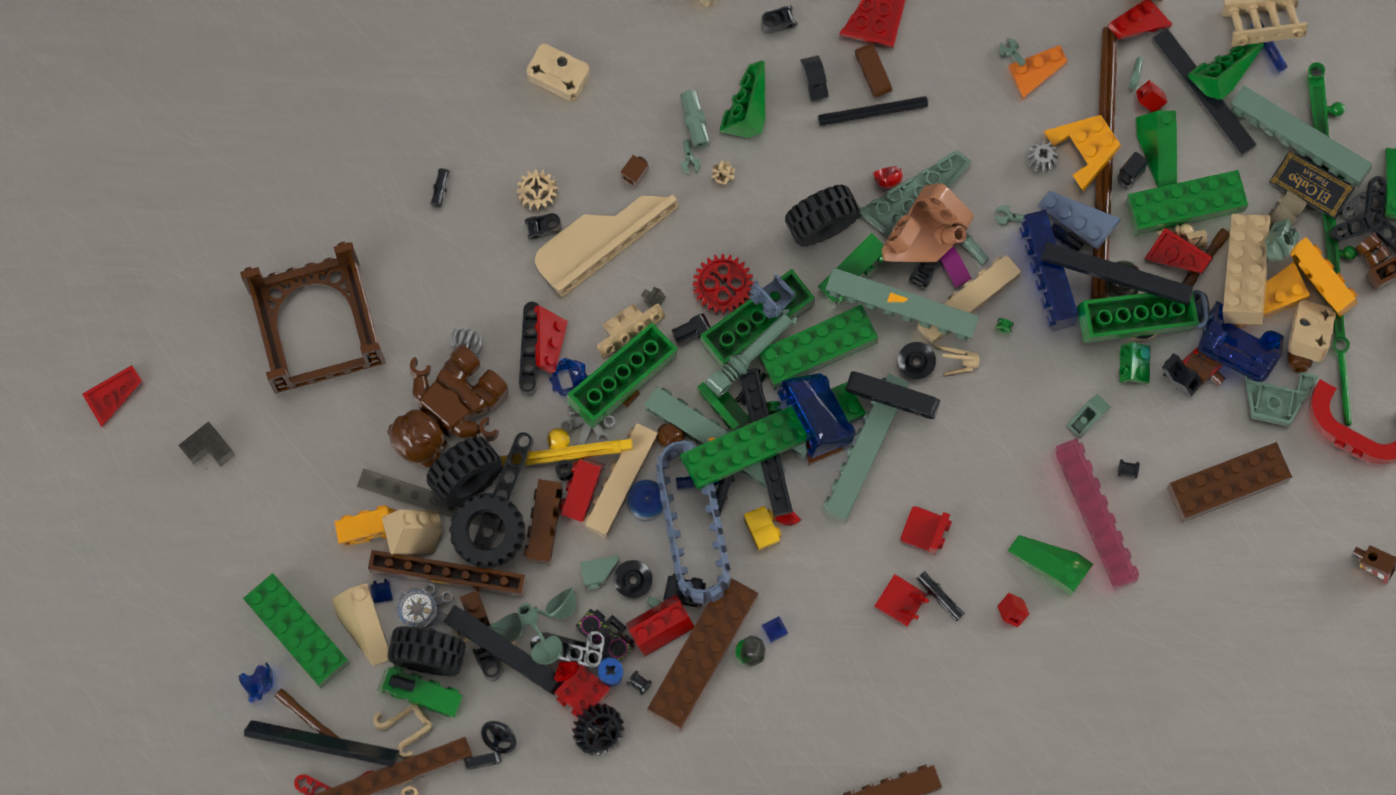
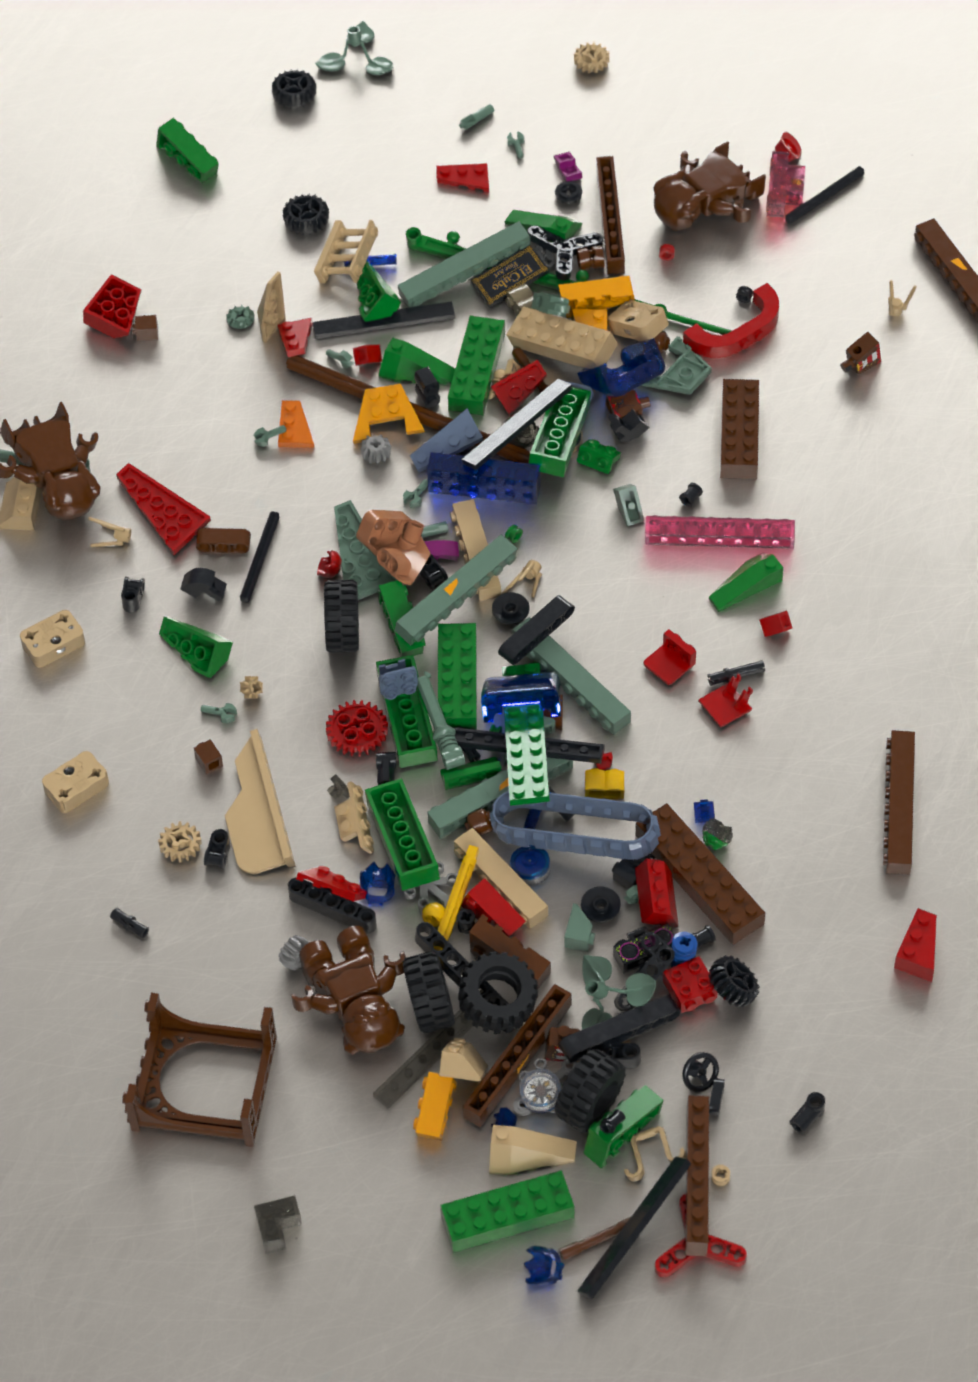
camera: 65 degrees left, 20 degrees down
(112, 393) = (172, 1294): red wing -> none
(565, 670) = (664, 985): red tile -> none
(694, 119) = (186, 691): sand green piece -> none

